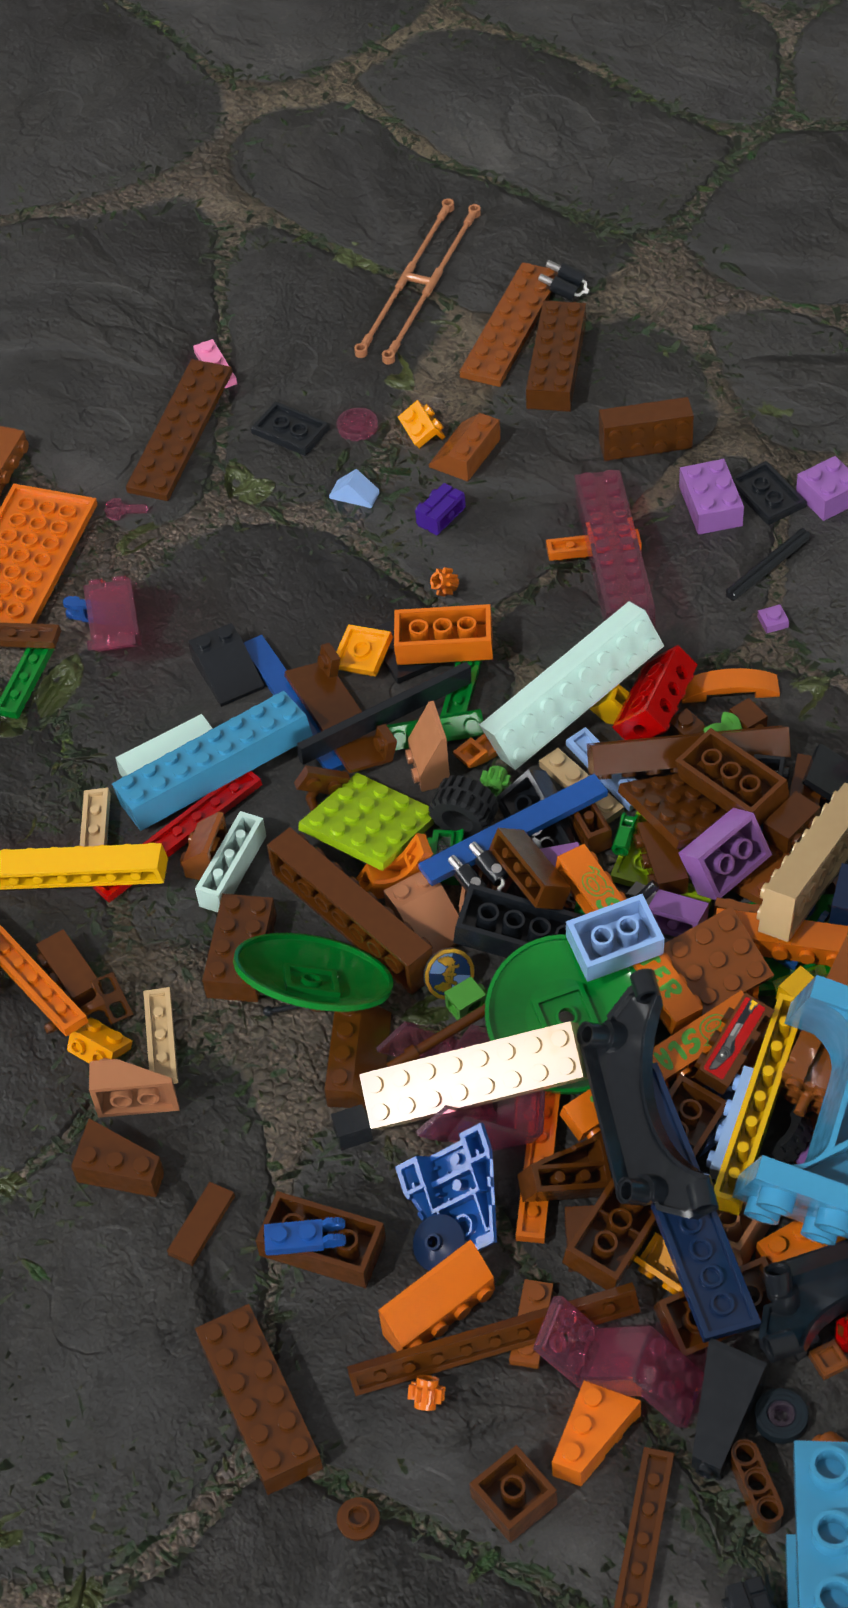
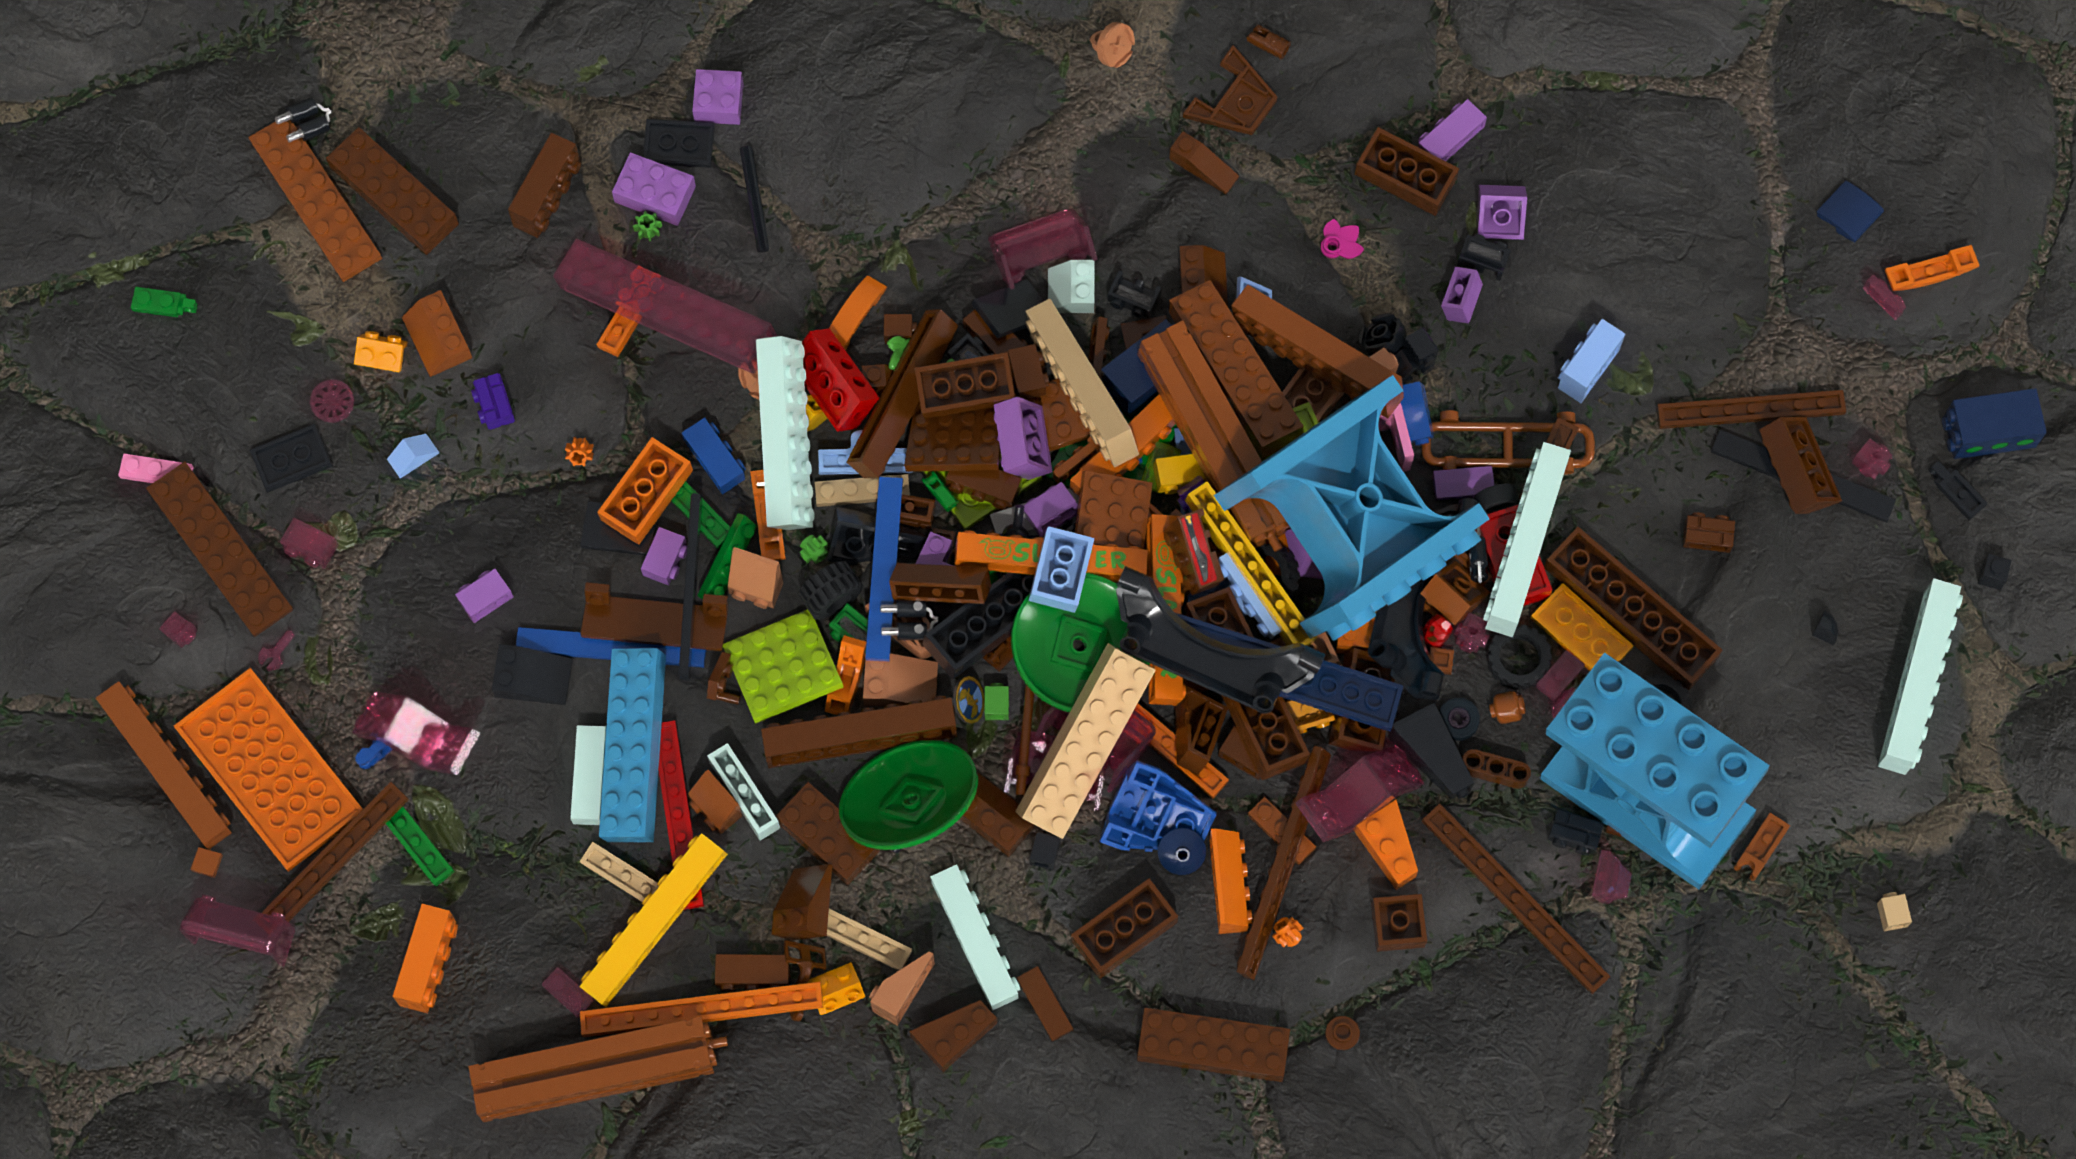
camera: 60 degrees left, 20 degrees up
(96, 446) = (179, 630): none -> clear pink bracket
(149, 967) = (804, 904): none -> reddish brown slope
(223, 1123) = (974, 937): none -> light aqua brick
(226, 474) = (308, 543): none -> clear pink brick
(270, 597) = (484, 595): none -> medium lavender brick
(303, 1236) = (1122, 940): blue hinge -> none
(350, 294) = (161, 302): none -> green hinge
(363, 649) = (602, 560): light orange plate -> none
(388, 356) = (179, 241): nougat bar -> none
(397, 681) = (664, 556): none -> medium lavender brick
(519, 665) = (714, 455): none -> blue brick
(676, 512) = (645, 232): none -> bright green gear
(773, 618) = (811, 236): medium lavender plate -> none

